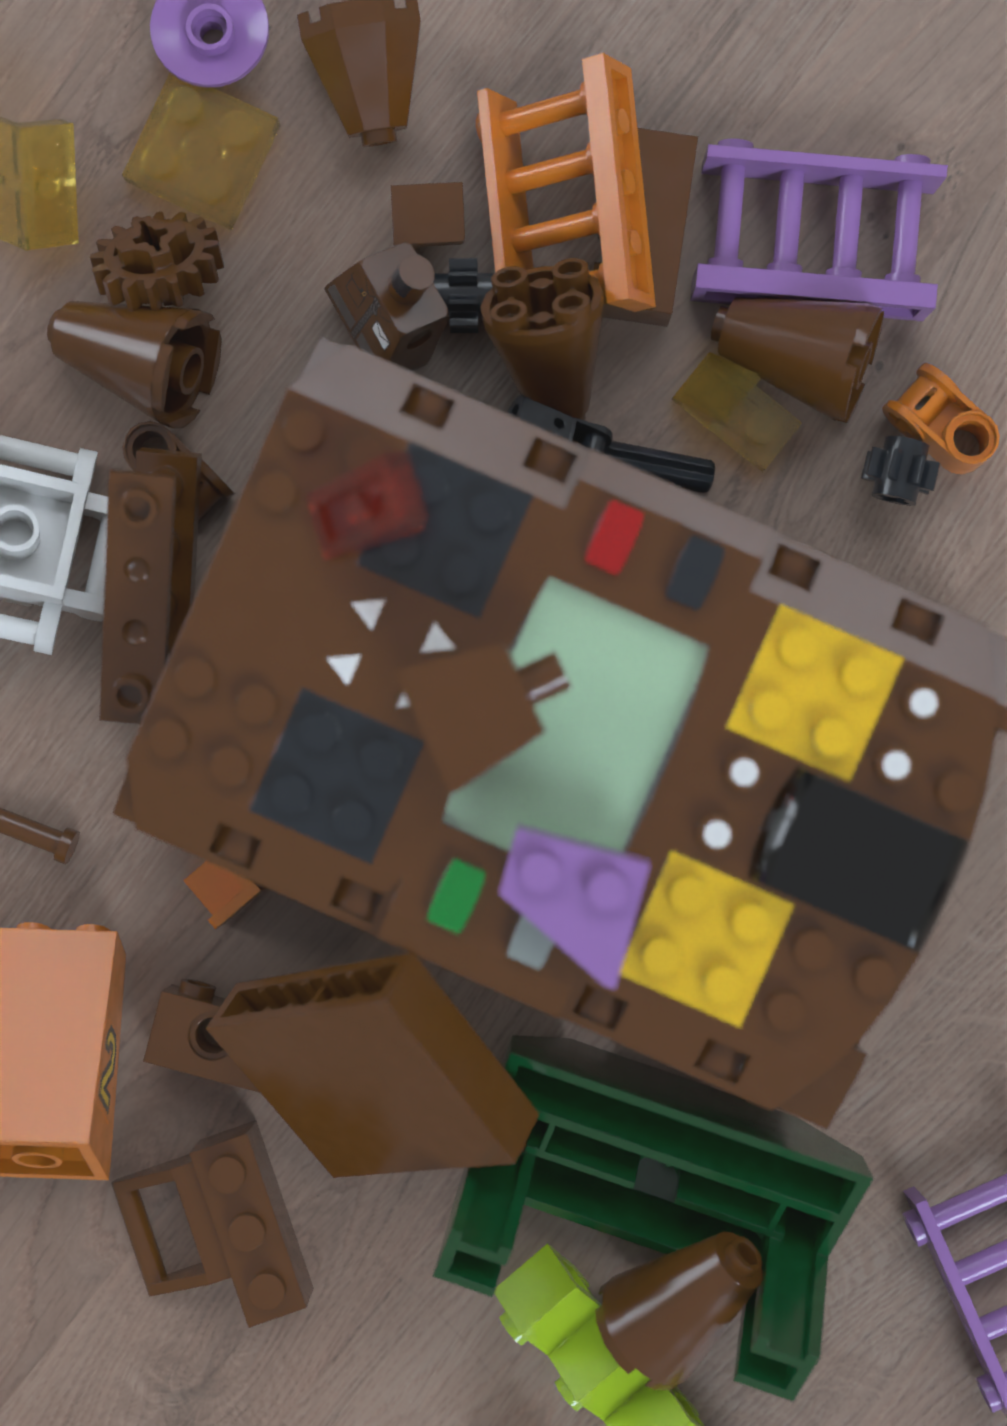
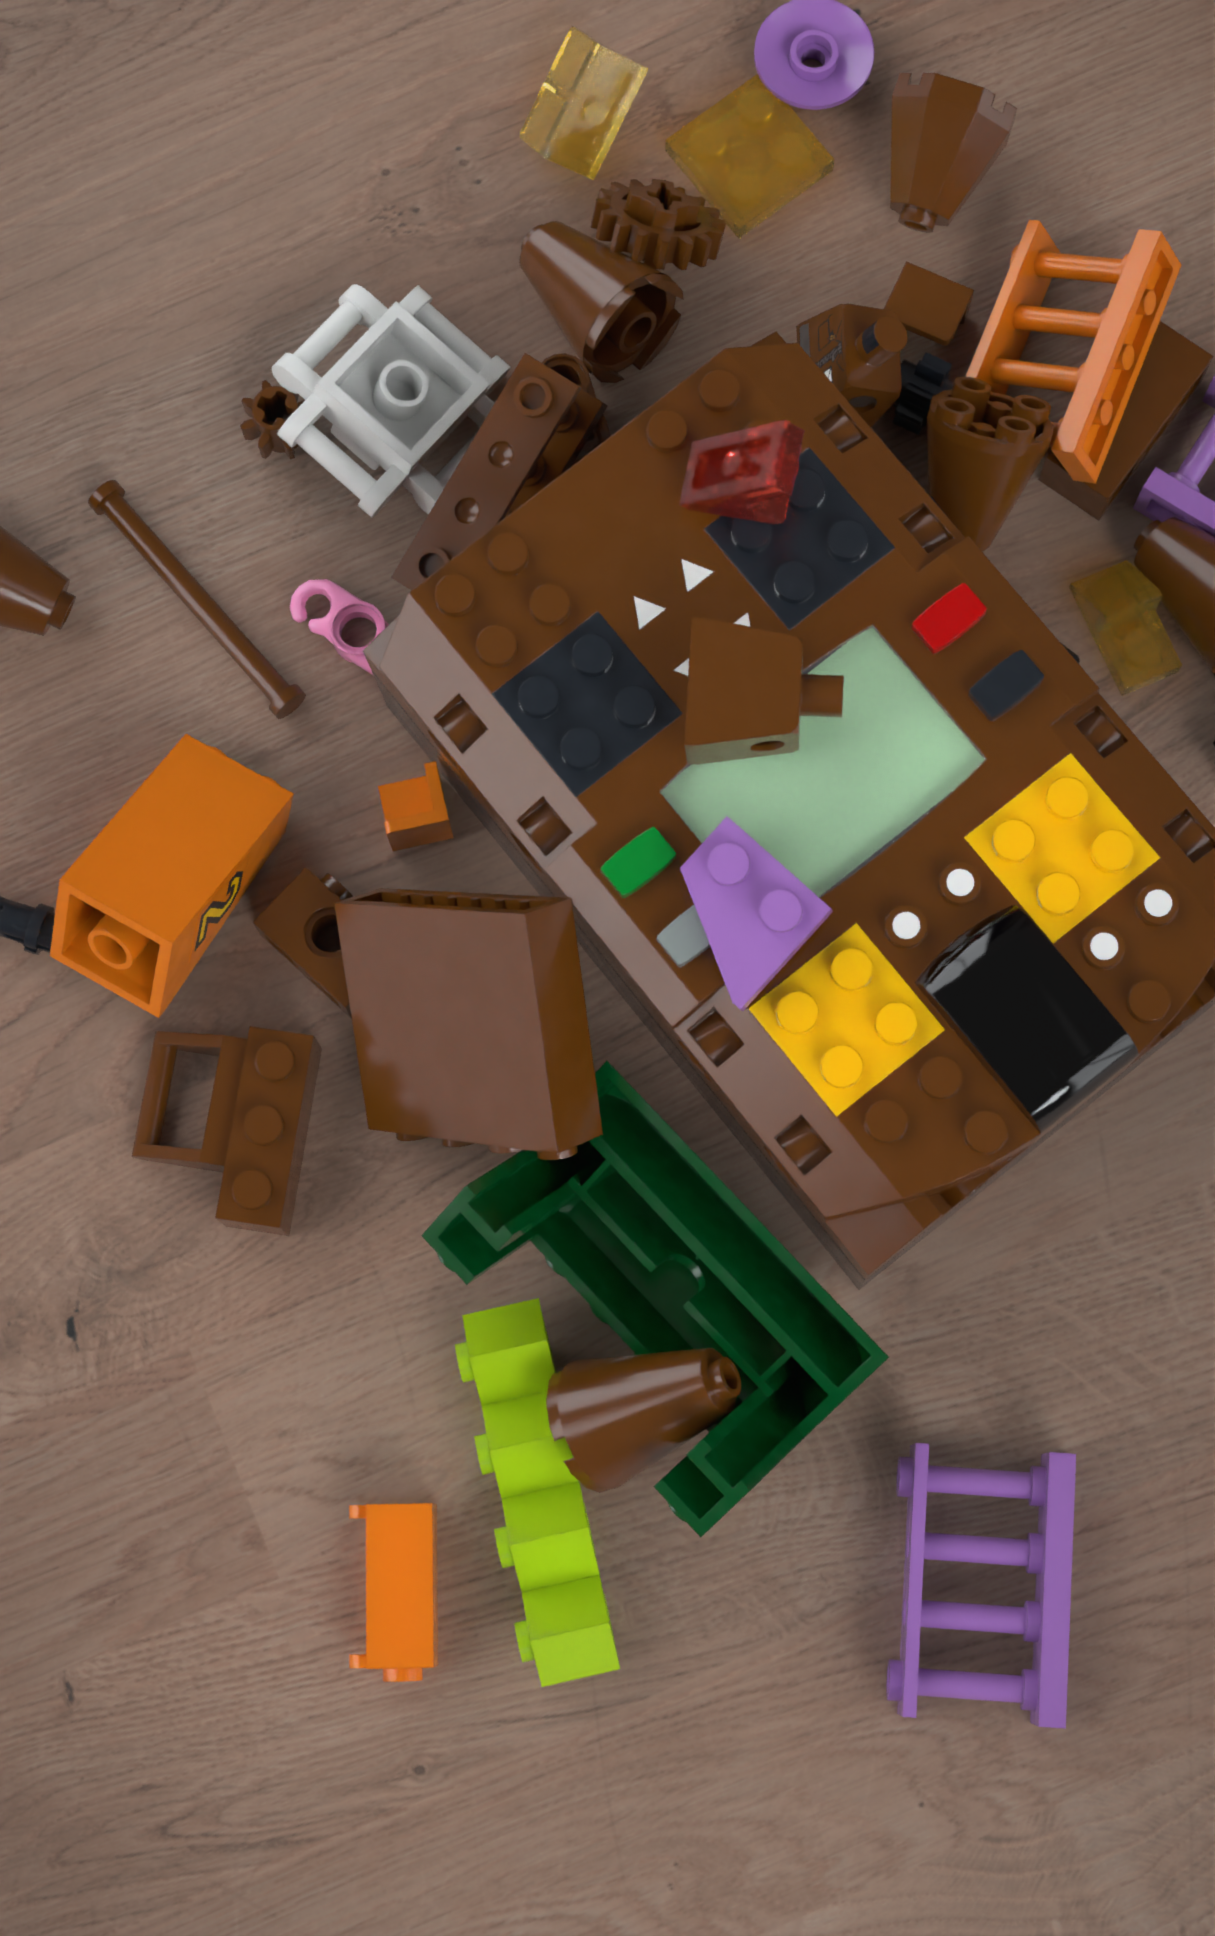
camera: 30 degrees right, 10 degrees down
(69, 740) = (343, 608): none -> bright pink piece

